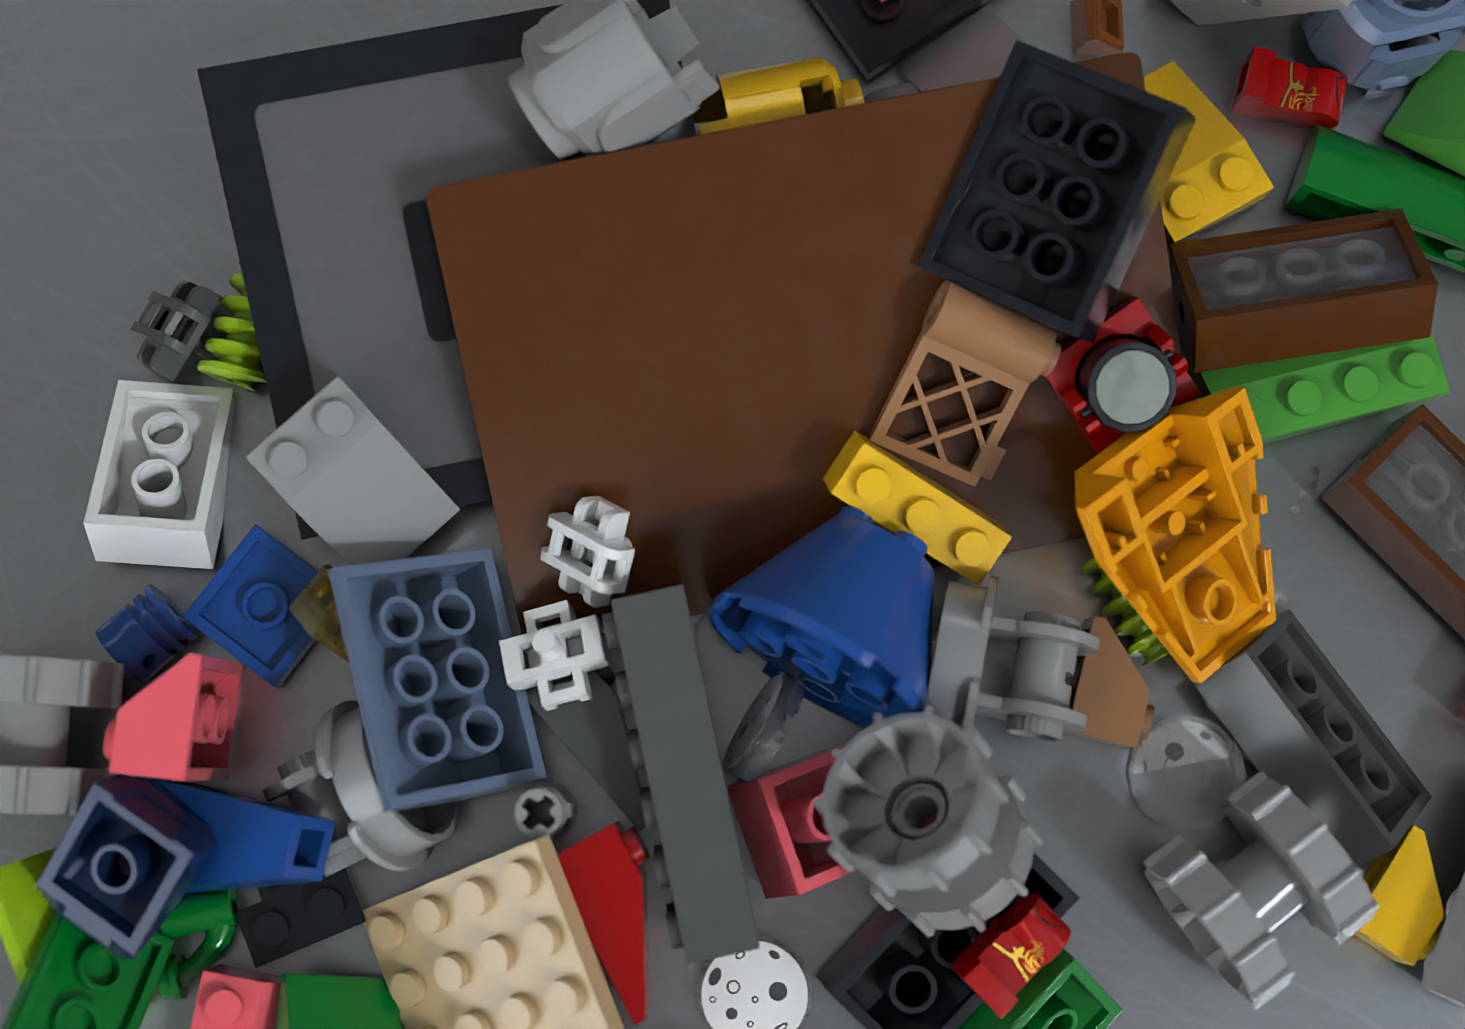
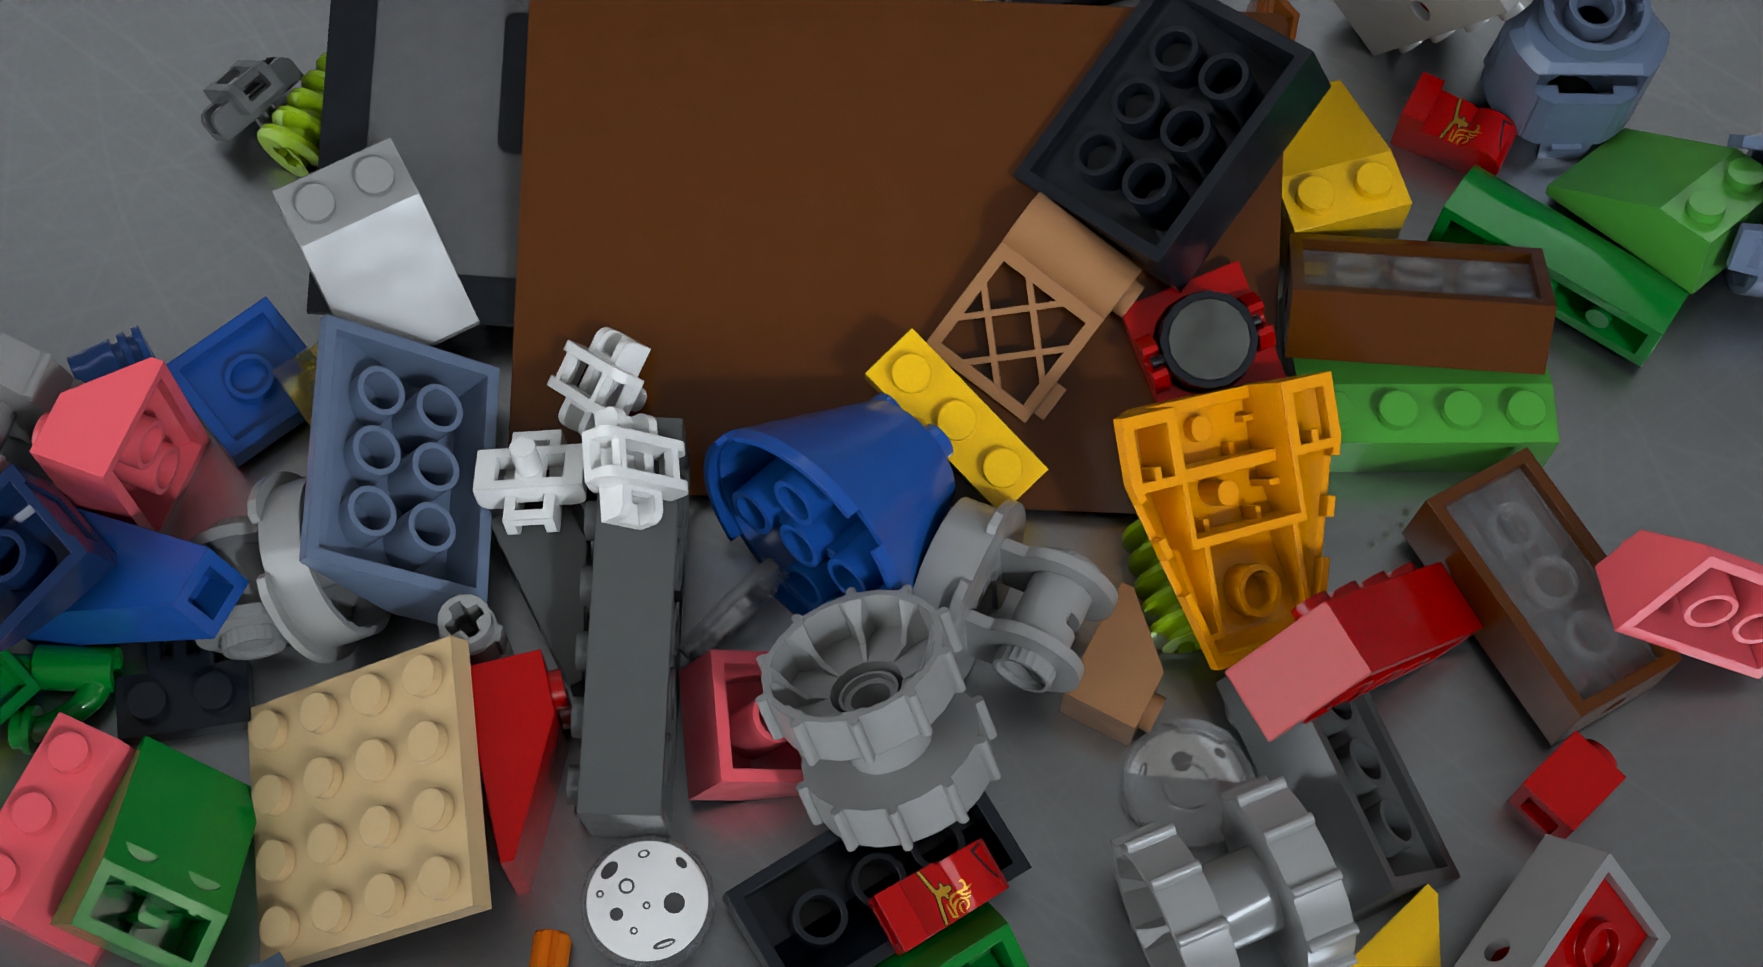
camera: 15 degrees right, 15 degrees down
(162, 475) = (185, 233): white slope -> none
(647, 655) = (626, 479): none -> white piece
(1318, 641) = (1352, 644): none -> red wedge

